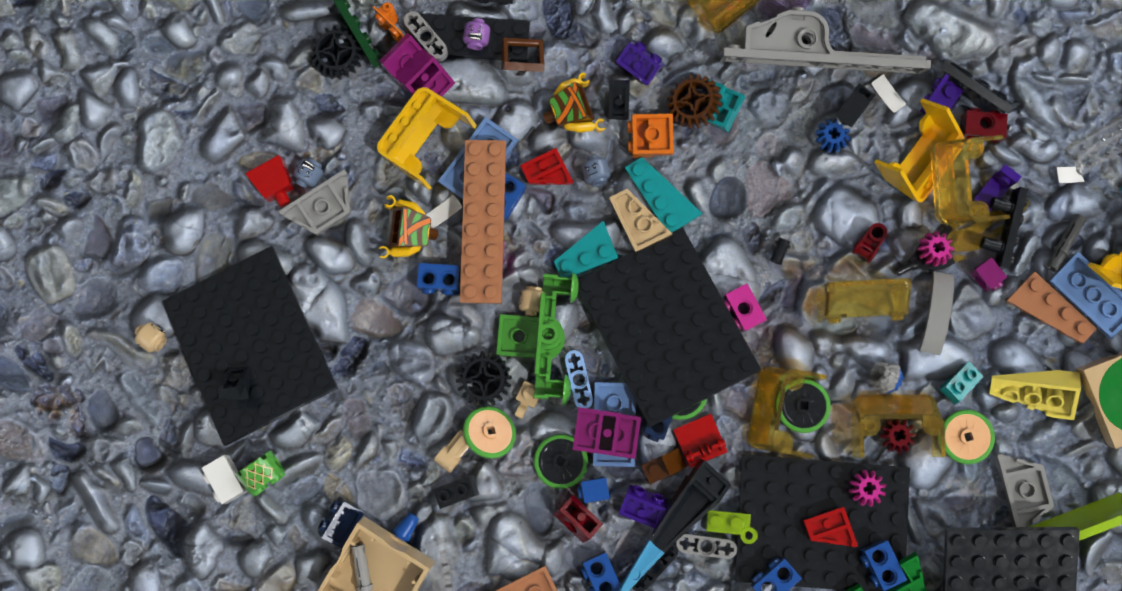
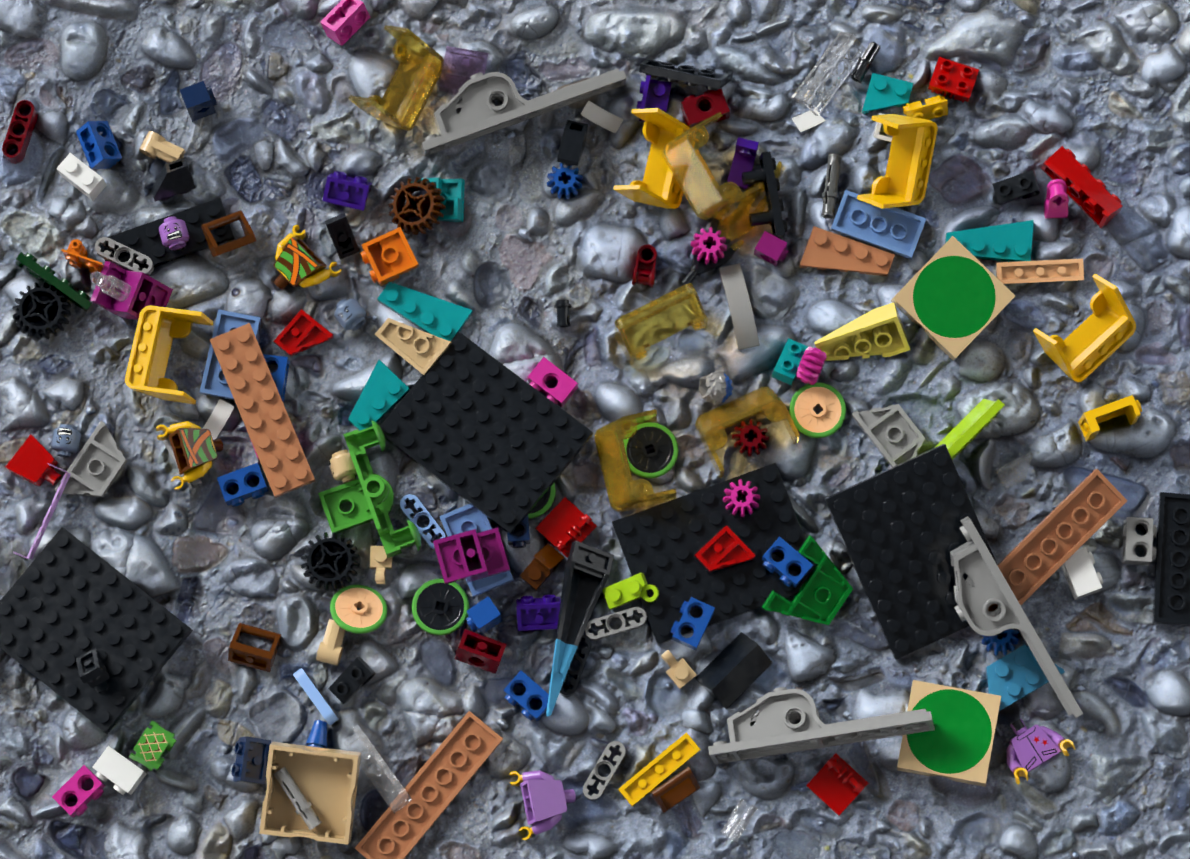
camera: 30 degrees left, 5 degrees down
(182, 478) = (74, 786): none -> dark pink brick
(269, 227) = (51, 510): none -> lavender piece
(382, 432) = (250, 655): none -> reddish brown tile
(401, 56) = (108, 285): none -> clear hinge
(419, 492) = (315, 696): none -> light blue beam
(981, 396) = (811, 365): none -> dark pink gear

